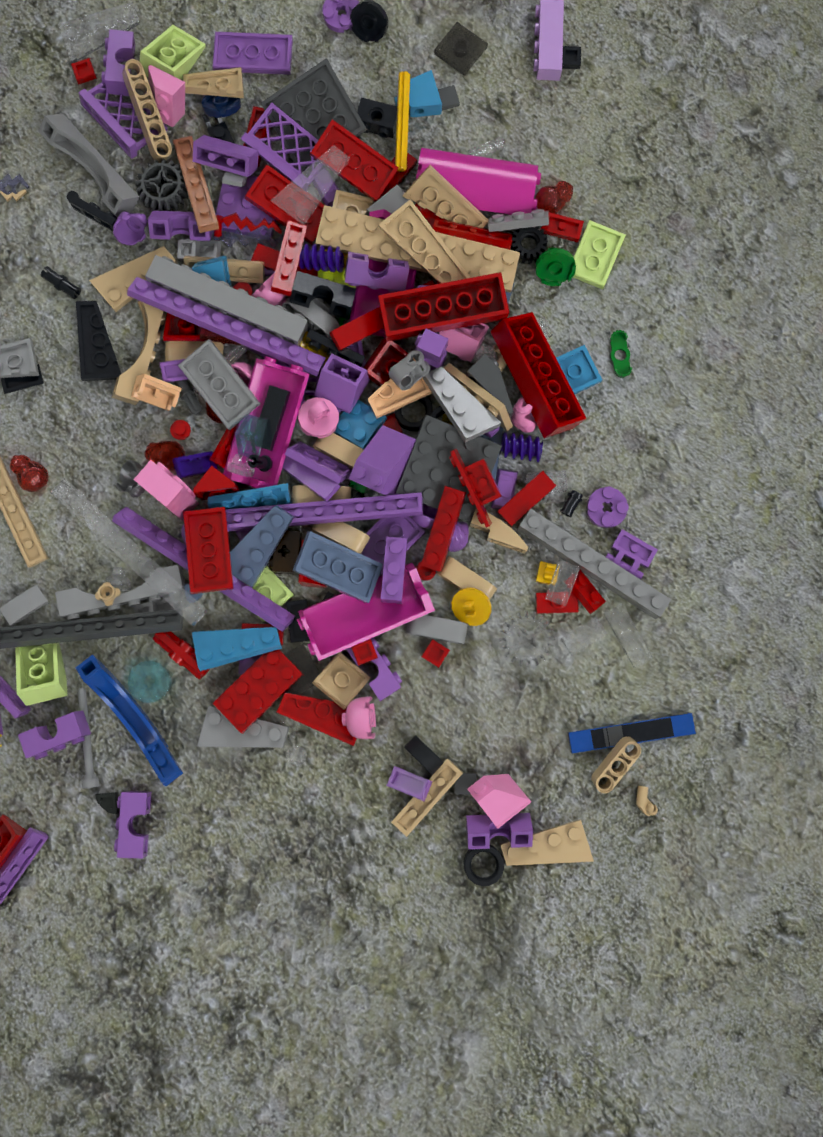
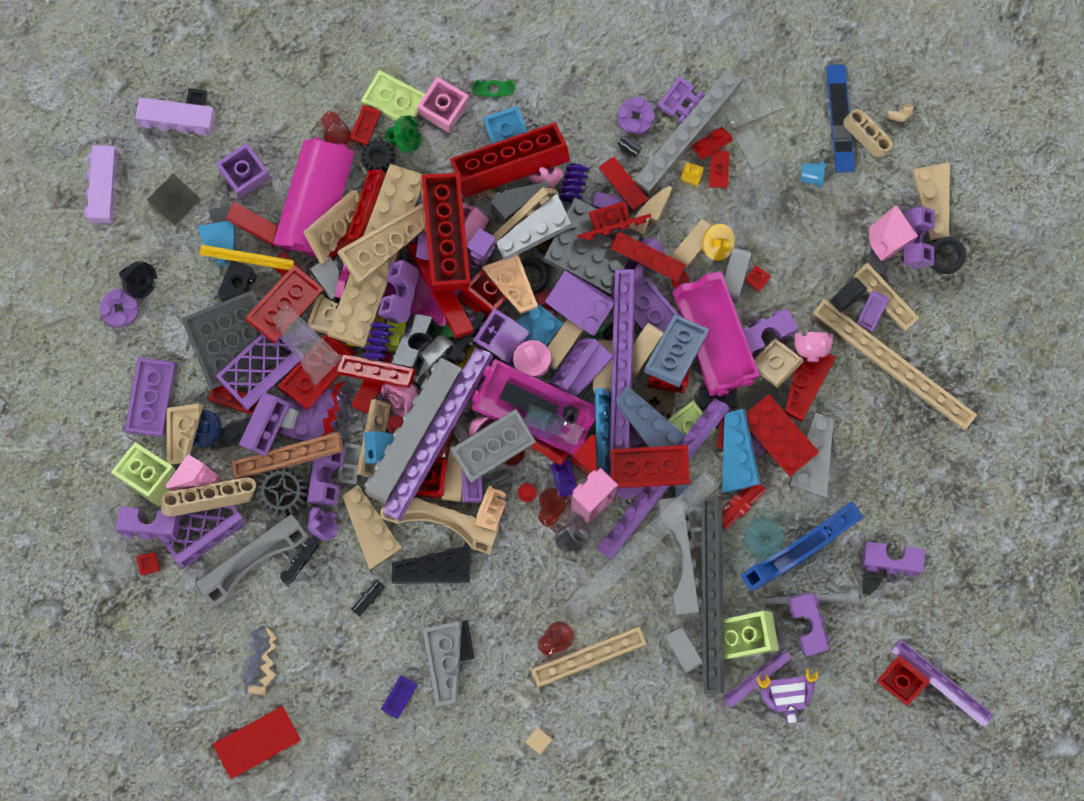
camera: 85 degrees left, 5 degrees down
(107, 588) = (676, 564): tan plate -> none
(350, 813) = (894, 365): none -> tan plate
(364, 652) = (755, 336): red tile -> none
(393, 570) = (670, 301): medium lavender arch -> none
(408, 371) = (501, 271): light grey piece -> none
(441, 122) = (252, 223): none -> red tile
(496, 108) = (243, 171): none -> medium lavender brick
(518, 220) = (359, 162): light grey plate -> none
(562, 583) = (704, 159): clear tile -> none
(562, 707) = (813, 173): none -> dark azure piece
(593, 301) = (443, 104): none -> bright pink brick

